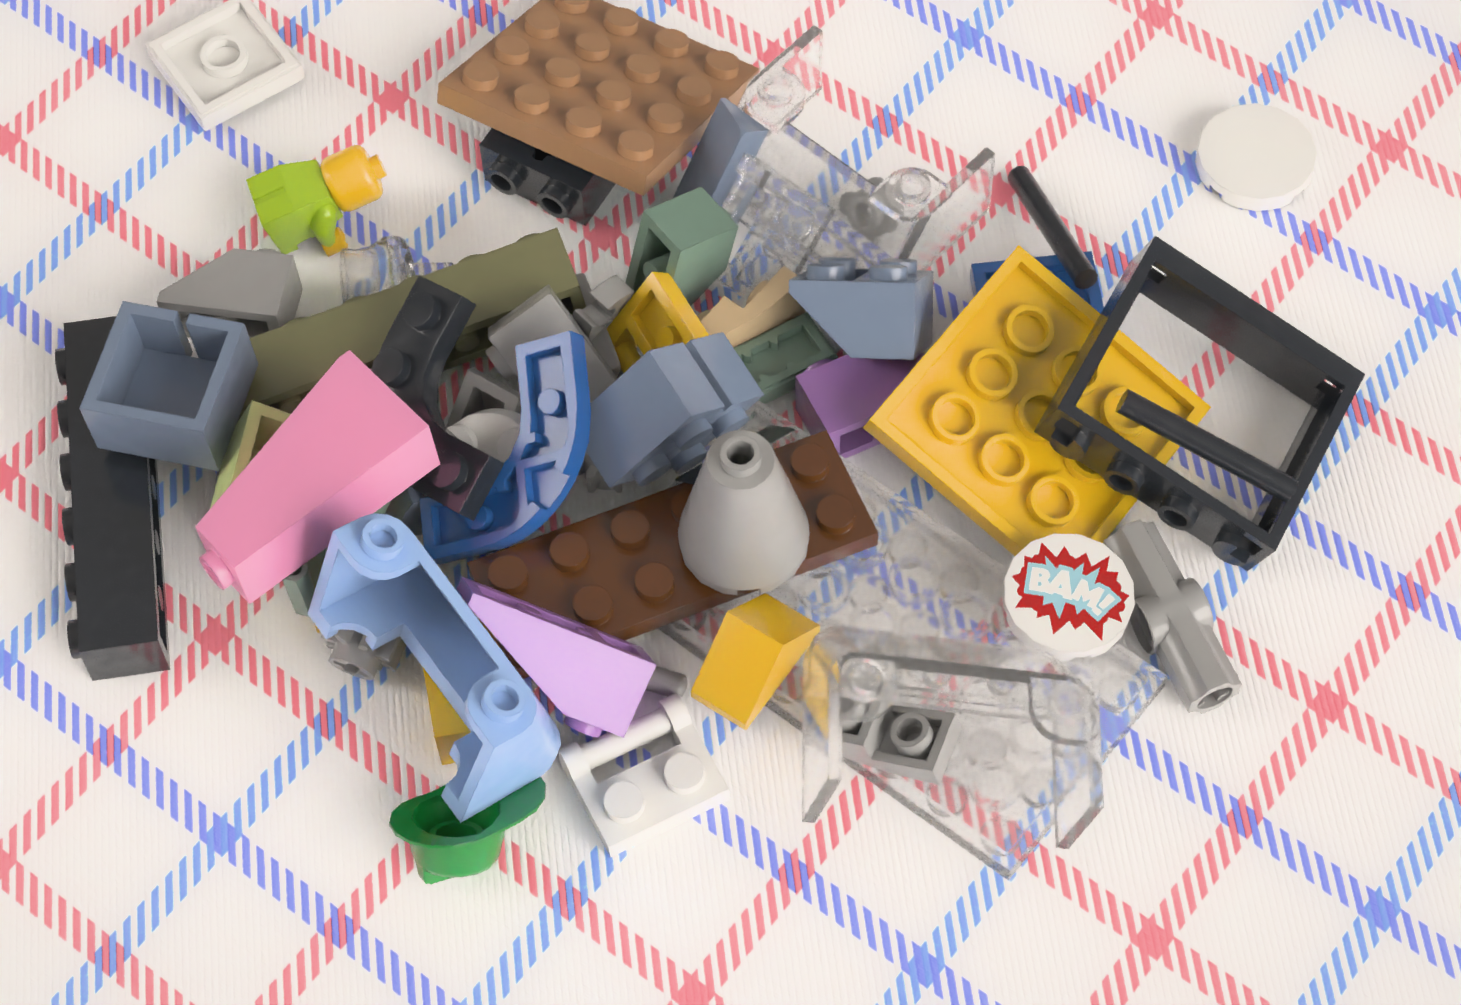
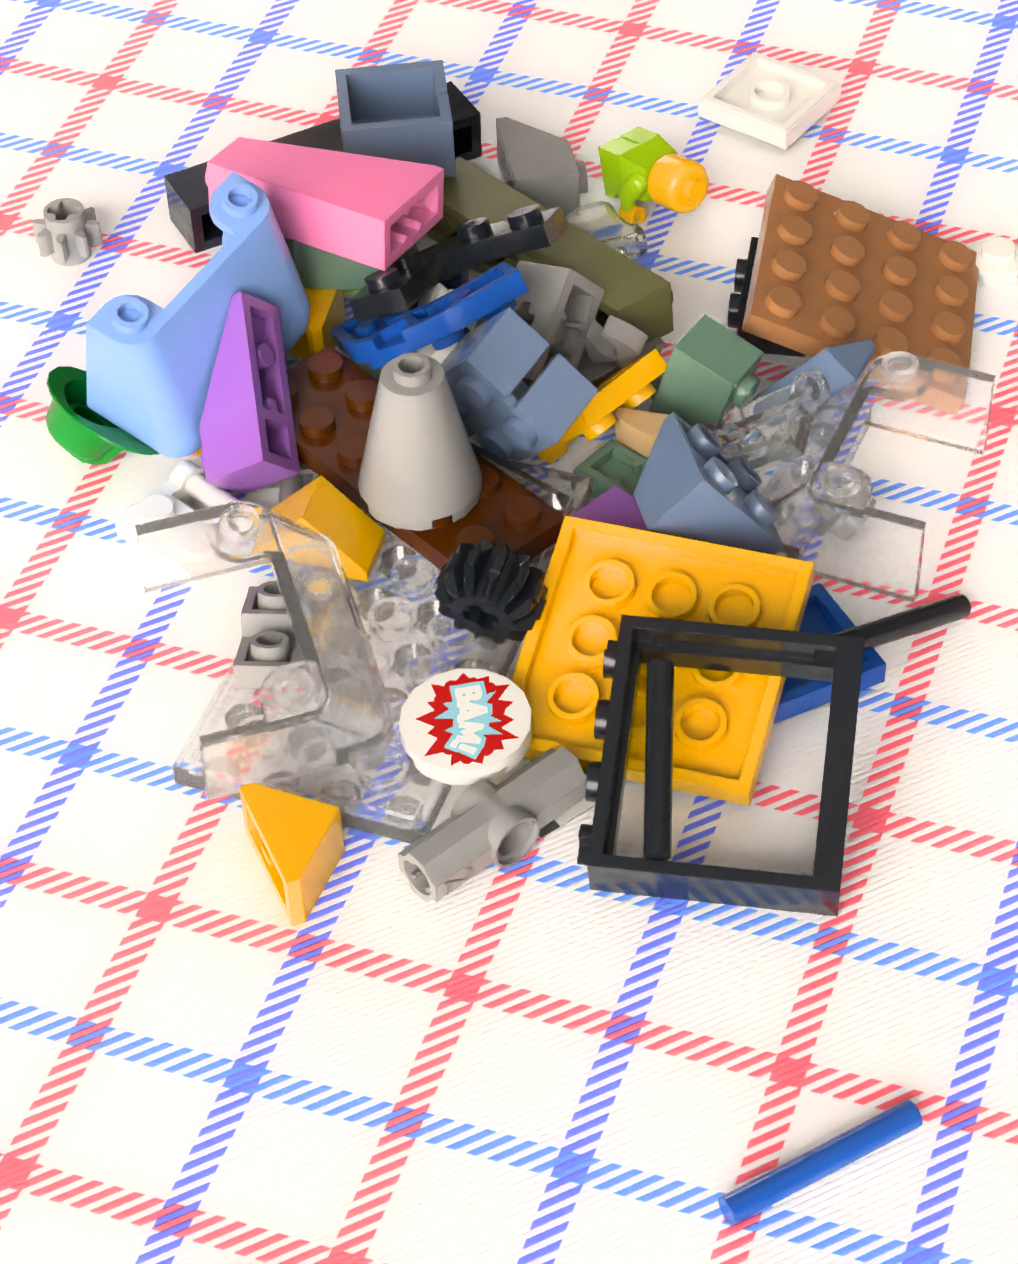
camera: 70 degrees right, 15 degrees down
(92, 786) = (67, 232): none -> light grey gear
(932, 516) = (491, 591): none -> black gear
(1154, 791) = (295, 842): none -> yellow slope

